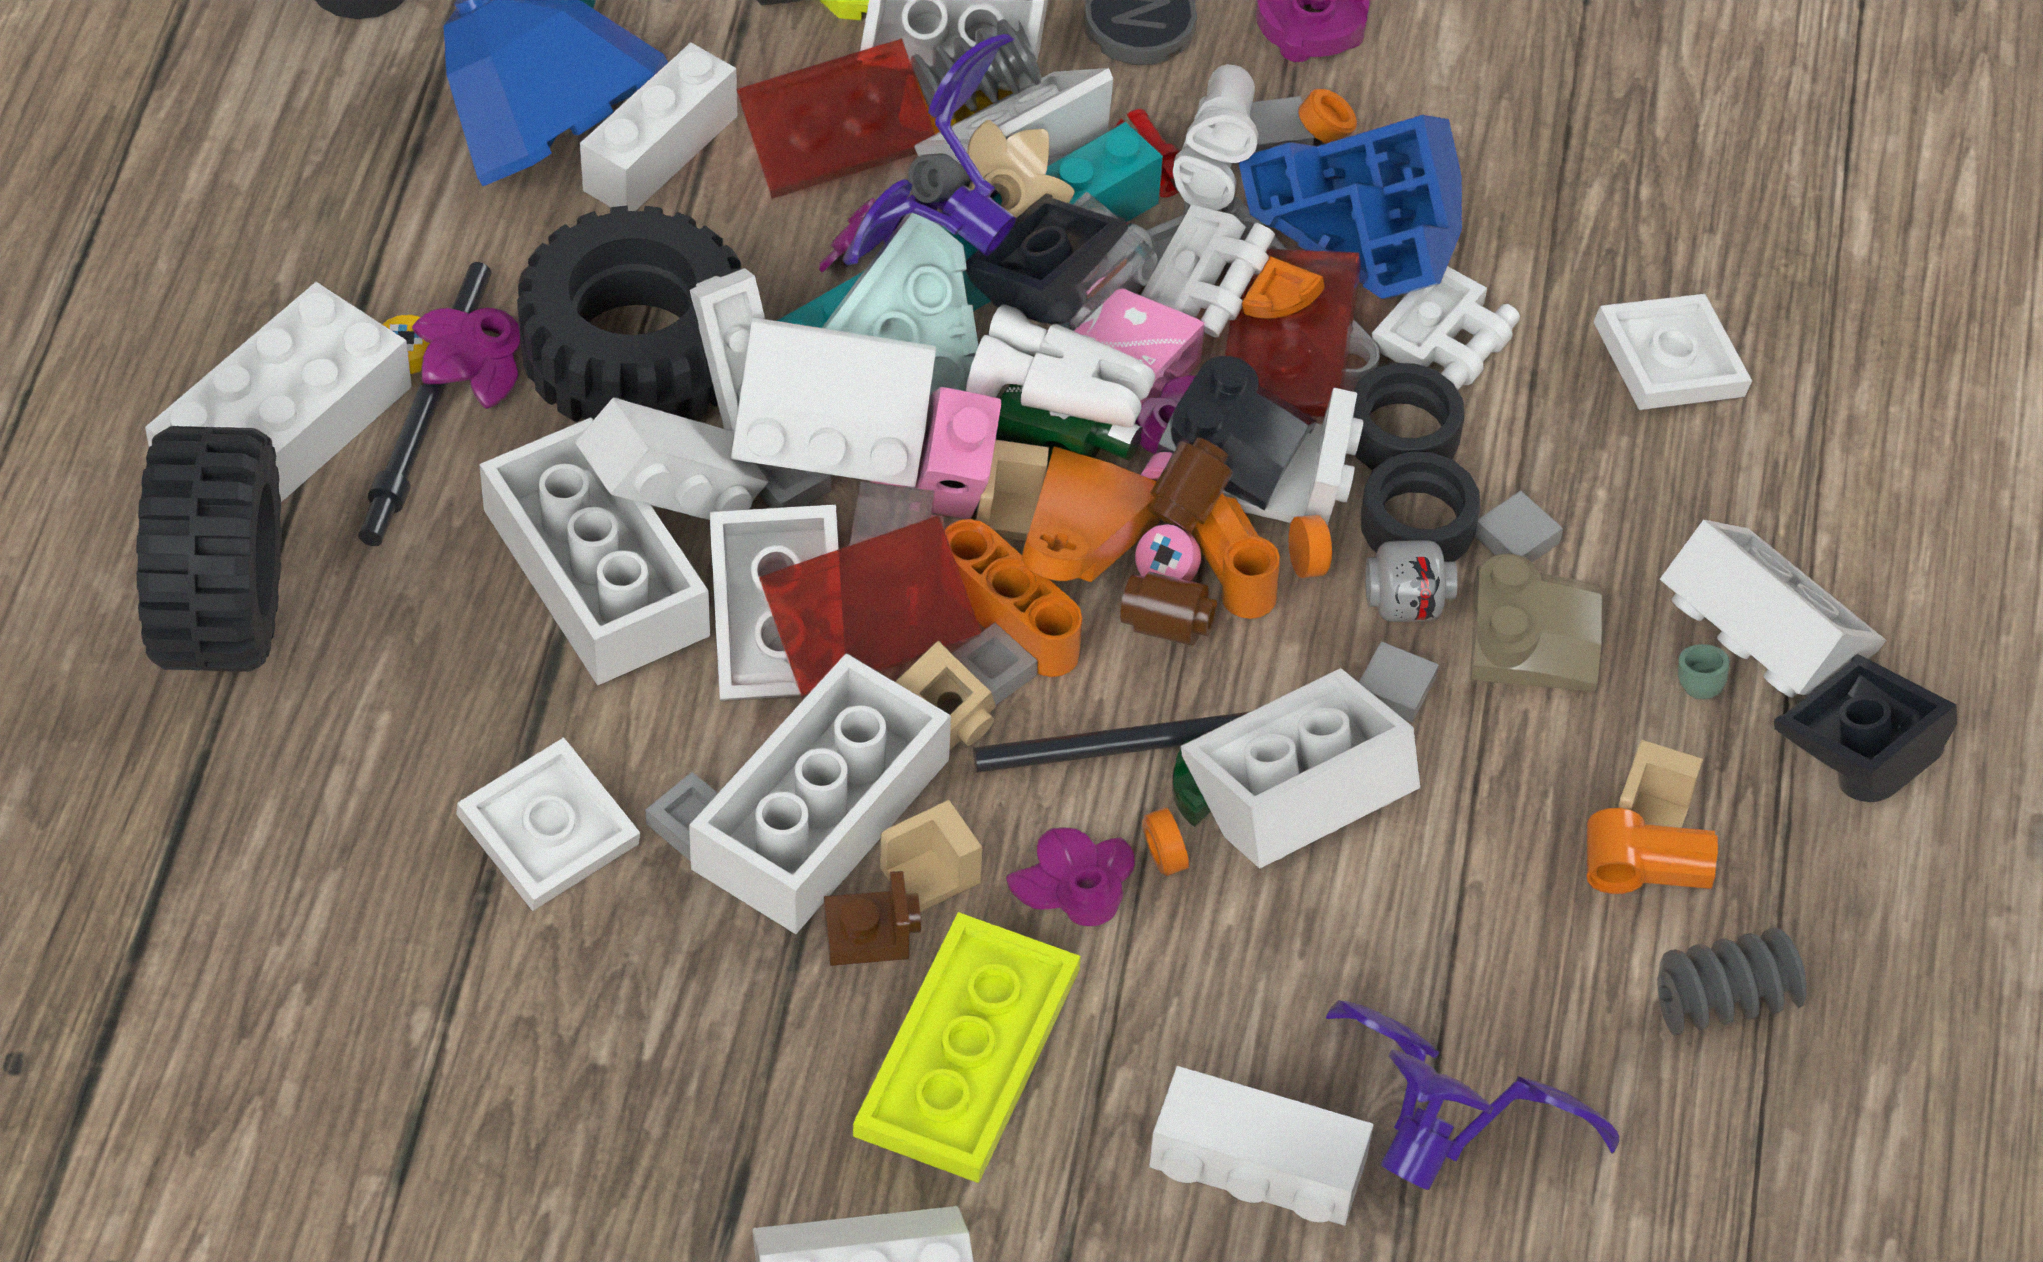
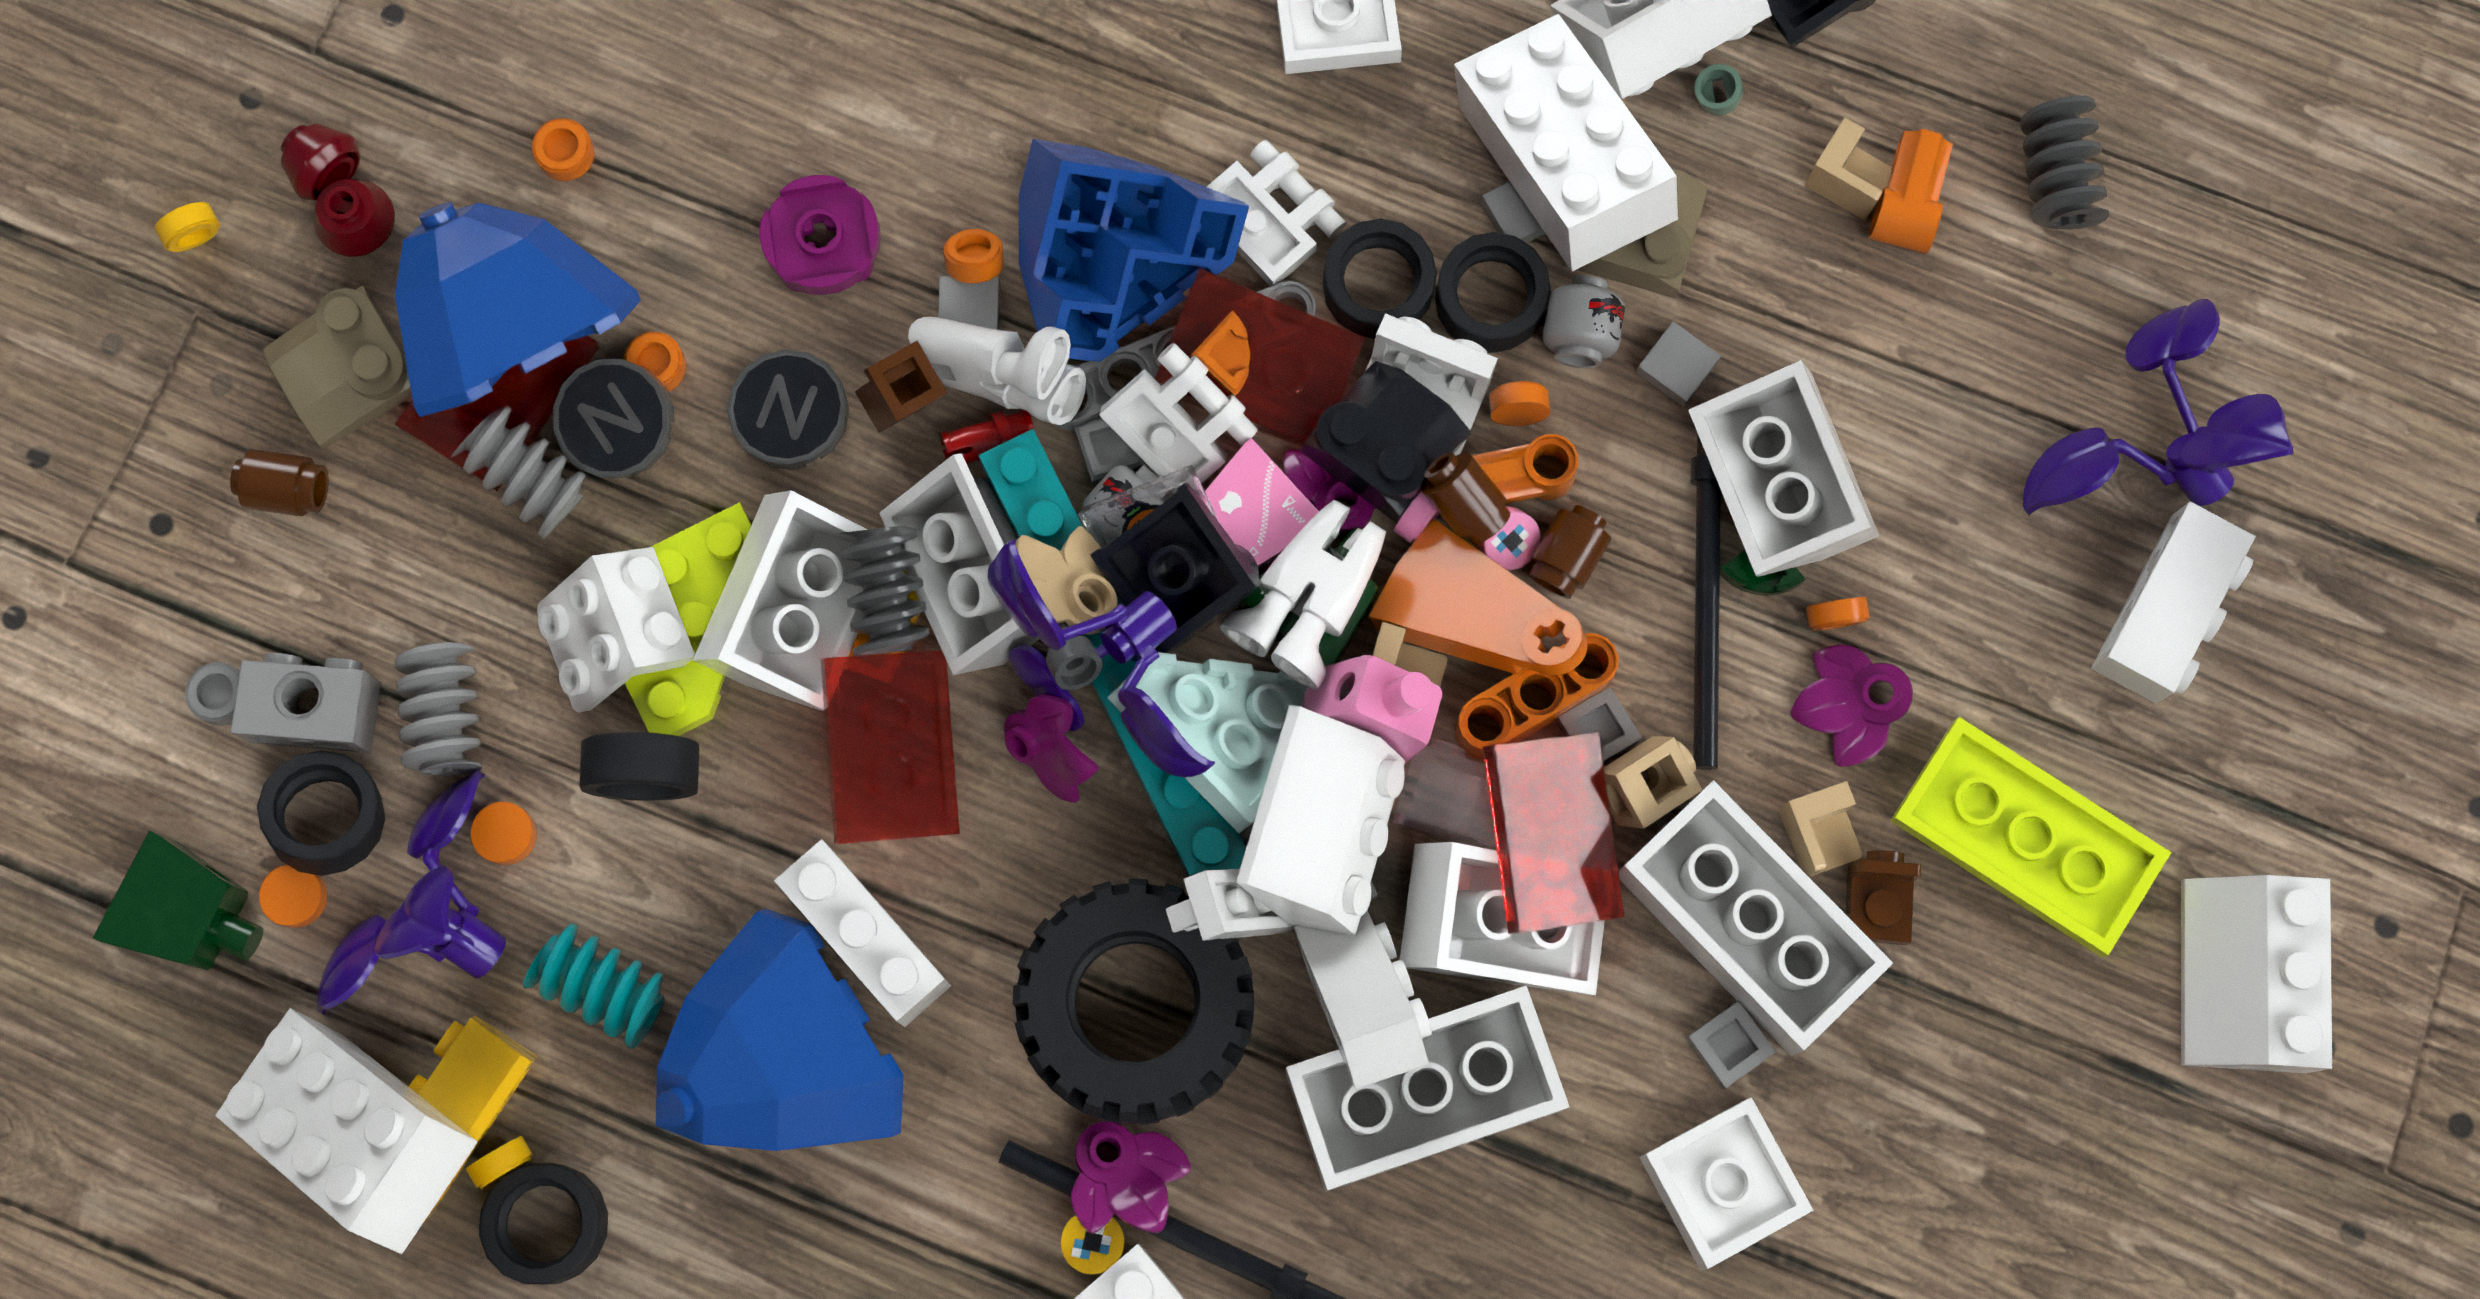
camera: 75 degrees left, 25 degrees up
(1177, 68) = (899, 386): none -> reddish brown brick
(1585, 518) = (1566, 142): none -> white brick

